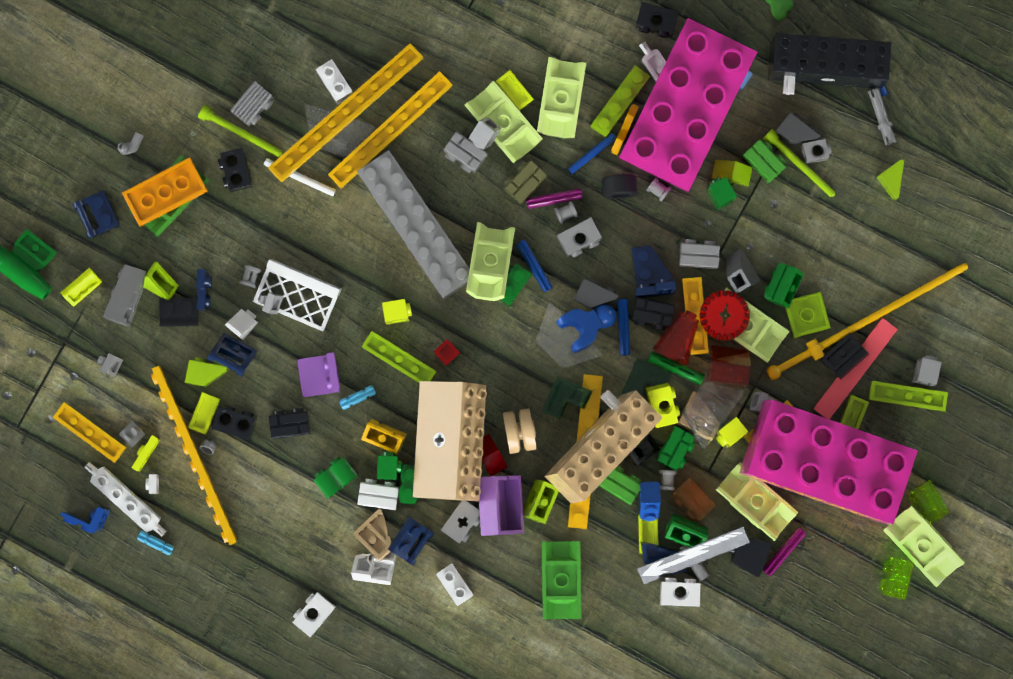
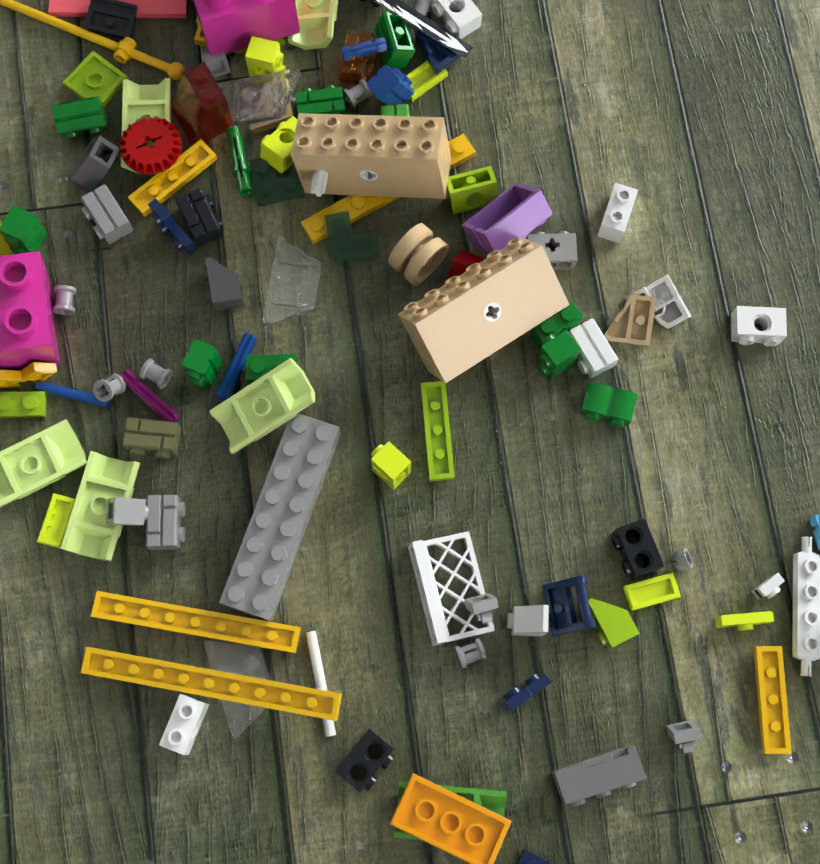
camera: 125 degrees left, 10 degrees down
(81, 287) = (627, 836): neon yellow plate -> none
(132, 434) = (735, 651): light grey tile -> none
(160, 282) = (553, 747): lime slope -> none
(178, 312) = (568, 703): black plate -> none
(190, 448) = (700, 576): yellow plate -> none
(208, 114) = (325, 843): lime piece -> none
(252, 104) = (276, 800): light grey brick -> none
(289, 424) = (592, 491): black brick -> none
(319, 375) = (517, 499): medium lavender bracket -> none
(357, 397) = (509, 444): medium azure axle -> none
(384, 436) = (529, 383): yellow brick -> none
(407, 537) = (610, 283): dark blue plate -> none
(446, 352) = (393, 388): red plate -> none
(546, 243) = (202, 364): none -> green brick
(561, 580) = (529, 121): bright green piece -> none
(577, 177) = (106, 389): none -> light grey bush
(586, 228) = (161, 331): light grey brick -> none
(587, 324) = (259, 265): blue piece -> none
(619, 186) = (87, 337): black tyre -> none
(623, 324) = (236, 236): blue axle -> none
(648, 266) = (154, 256): dark blue wing -> none
(679, 338) = (206, 169): clear red cone -> none
(690, 503) = (364, 49): none -> blue axle

